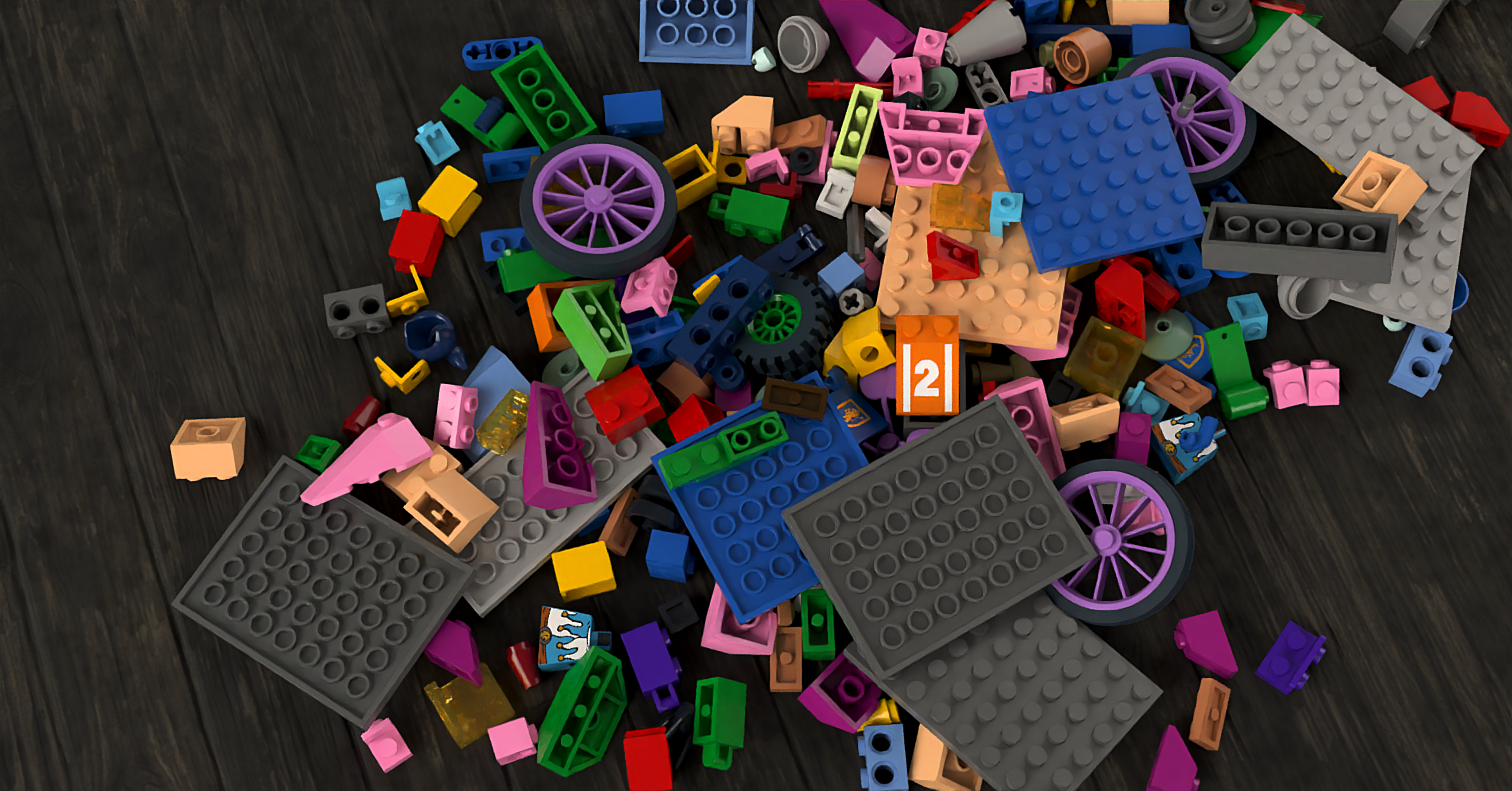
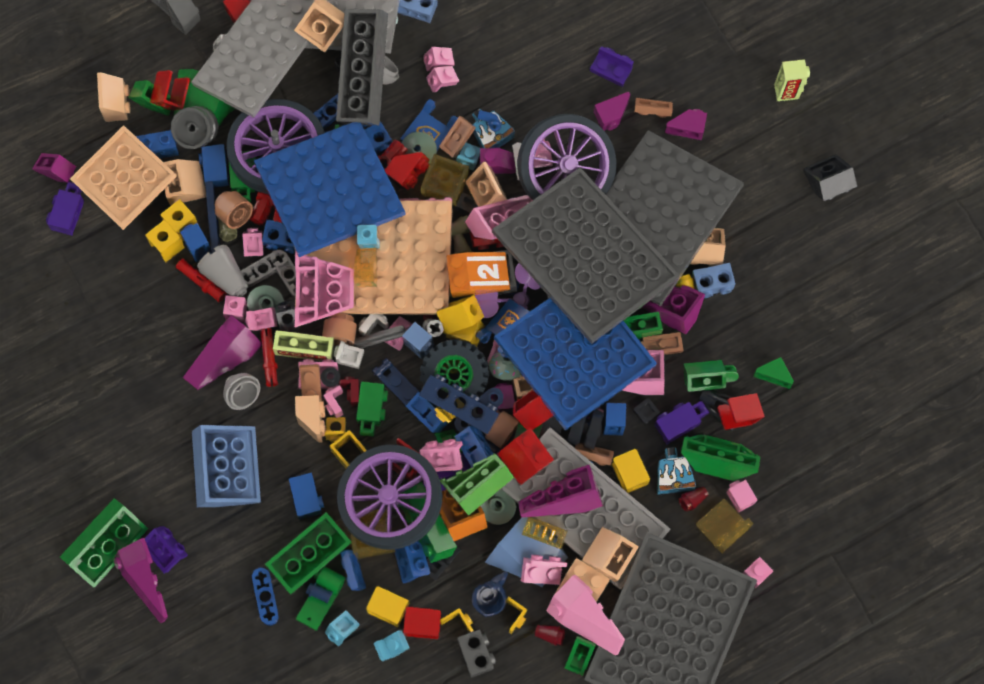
camera: 105 degrees left, 5 degrees up
(456, 651) = (695, 537): magenta slope -> none
(723, 451) = (558, 382): green slope -> none
(763, 59) = (250, 417): light aqua hinge -> none
(795, 399) = (518, 344): dark brown plate -> none
(951, 258) = (403, 266): red slope -> none
(1232, 373) = (449, 105): green door -> none
(1251, 315) = (400, 101): medium azure bracket -> none

